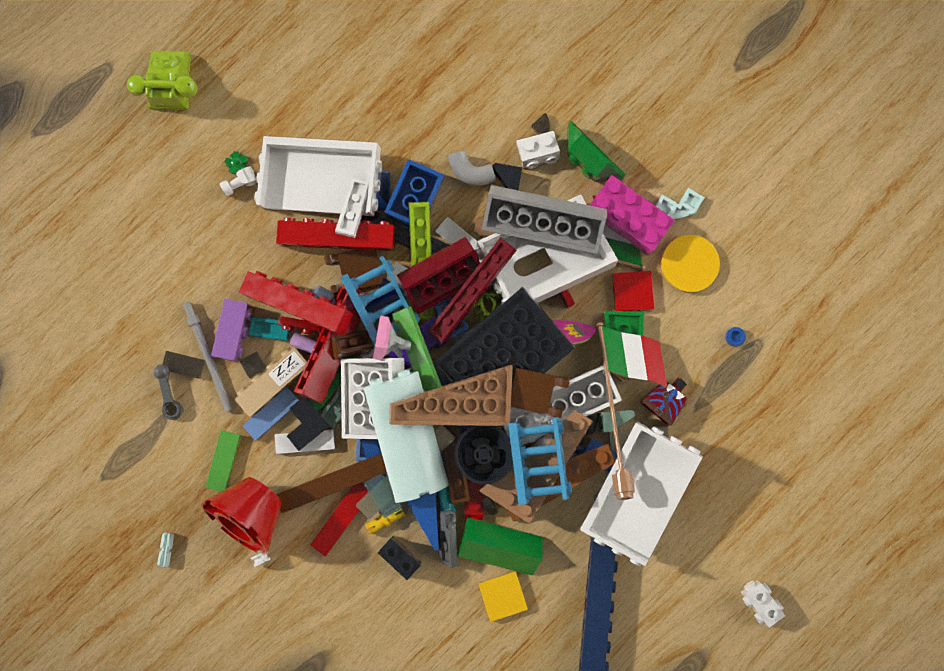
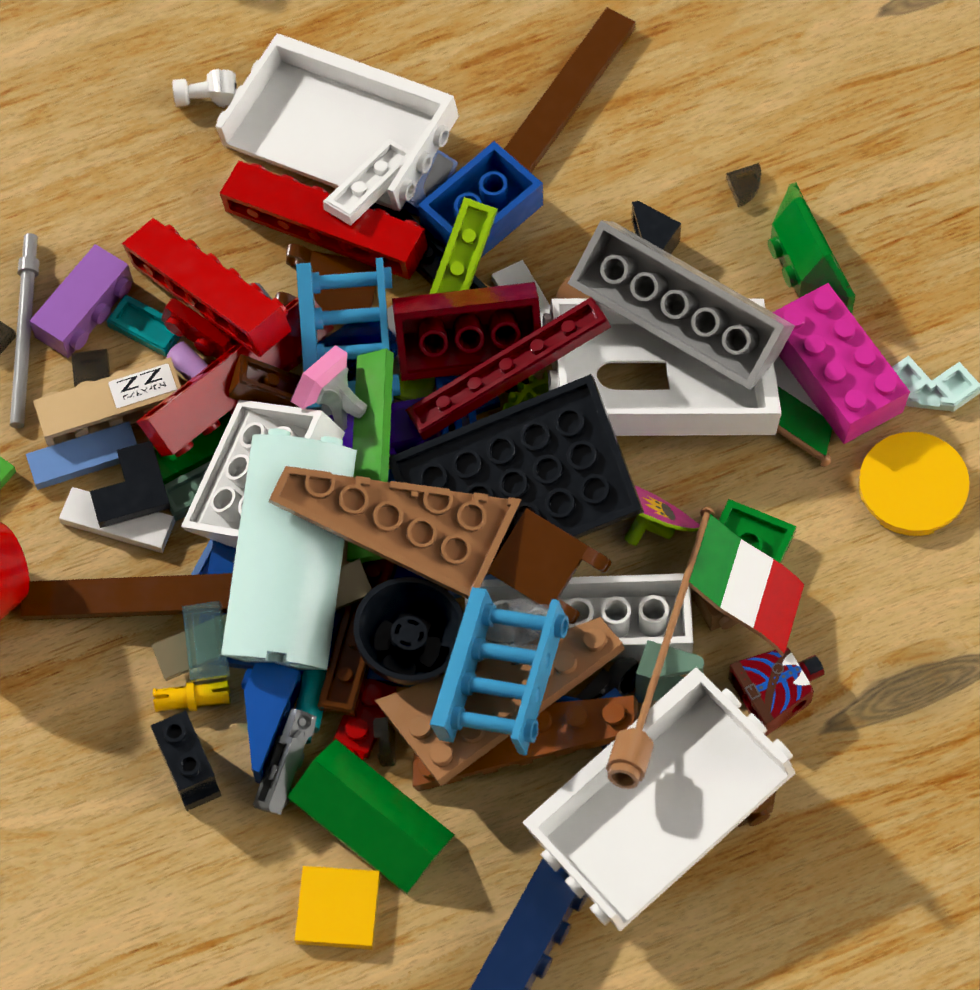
camera: 30 degrees right, 20 degrees down
(236, 163) = (217, 60): green plant -> none
(339, 520) = (109, 668): red tile -> none
(429, 107) = (570, 88): none -> reddish brown tile
(468, 173) = (584, 200): light grey cylinder -> none
(538, 150) = (721, 213): white bracket -> none
(567, 298) = (670, 457): red tile -> none
(633, 291) = (794, 489): red tile -> none
(735, 336) = (947, 632): blue tile -> none

